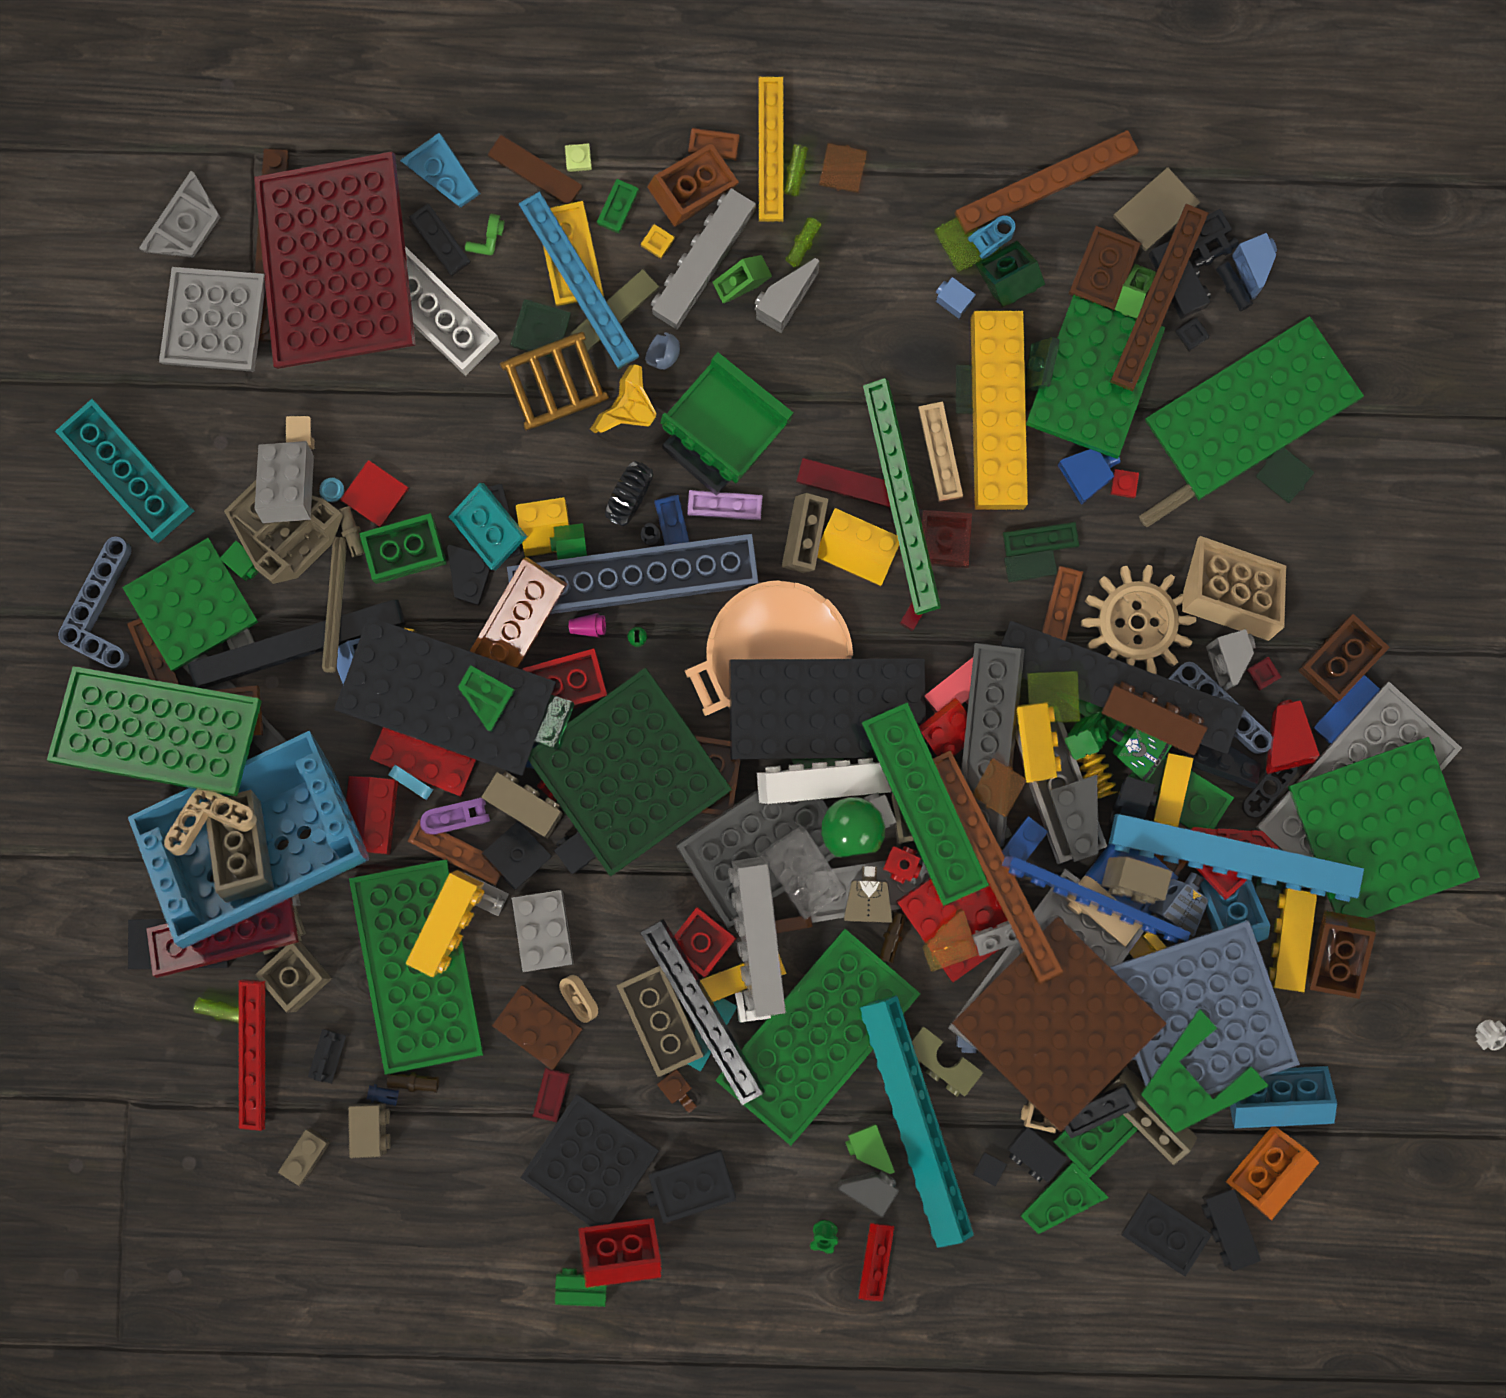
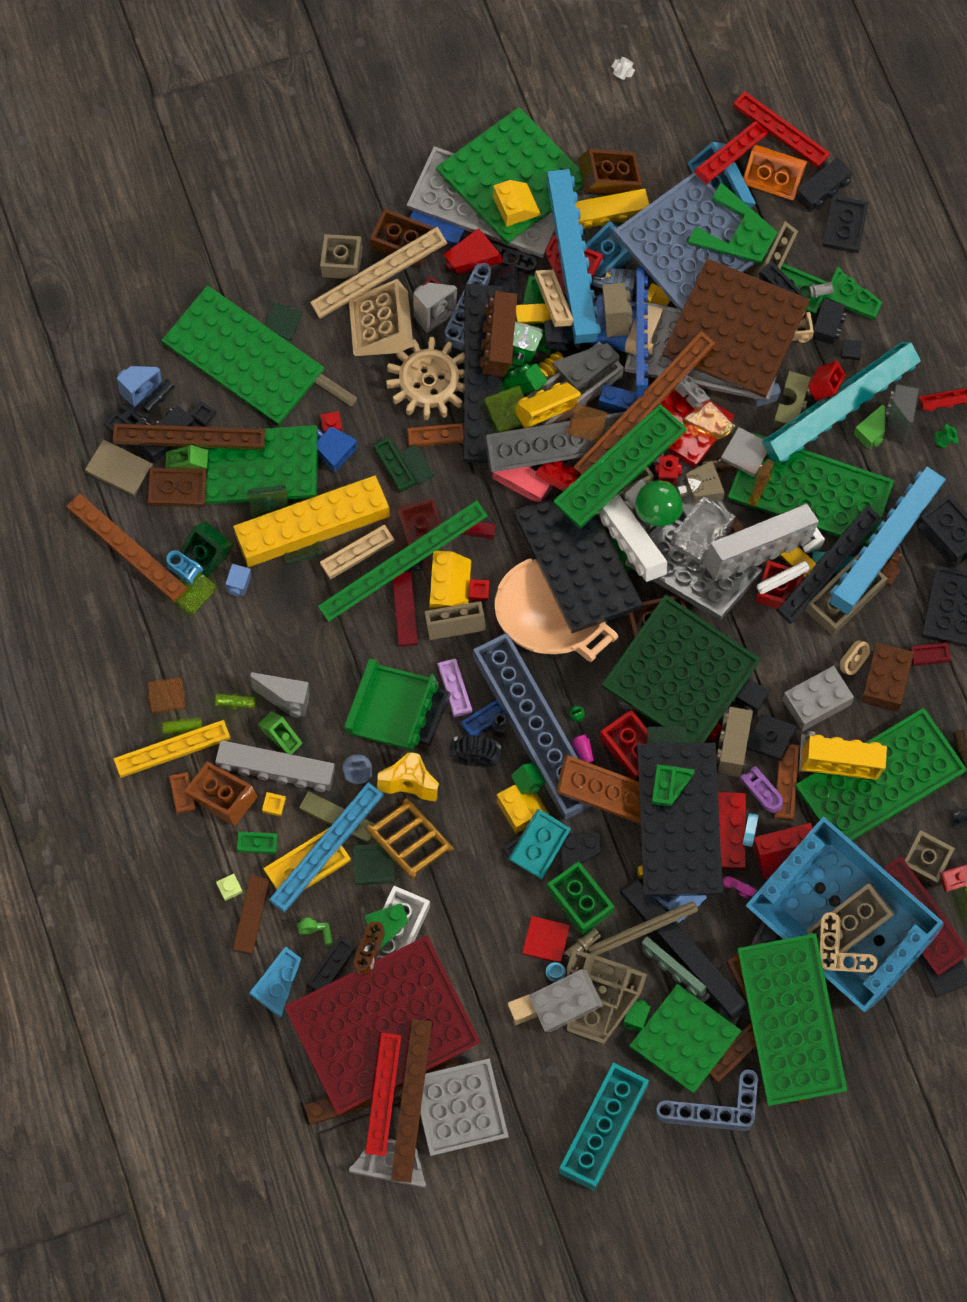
camera: 115 degrees left, 15 degrees down
(236, 263) = (411, 1101): none -> reddish brown plate
(254, 232) = (383, 1094): none -> red plate
(287, 619) = (679, 973): none -> sand green plate
(341, 743) = (744, 889): none -> magenta plate
(421, 260) = (368, 940): none -> reddish brown beam
(451, 307) = (391, 918): none -> green wing
(704, 946) = (783, 577): none -> white axle
(705, 1096) = (886, 541): none -> dark azure brick
(837, 579) = (479, 590): none -> red plate
(848, 977) = (762, 479): none -> clear orange wing
(894, 972) = (745, 452): none -> light grey tile
(951, 1113) = (826, 380): none -> red brick
(1081, 1160) = (821, 289): none -> light grey pin
(1185, 811) = (554, 298): none -> tan plate
(1303, 610) = (378, 272): none -> tan tile
(1313, 1121) = (731, 152): none -> red tile
(1331, 1207) = (781, 129): none -> red plate
(1337, 815) = (515, 202): none -> yellow slope
(1343, 573) = (341, 256): none -> dark tan brick

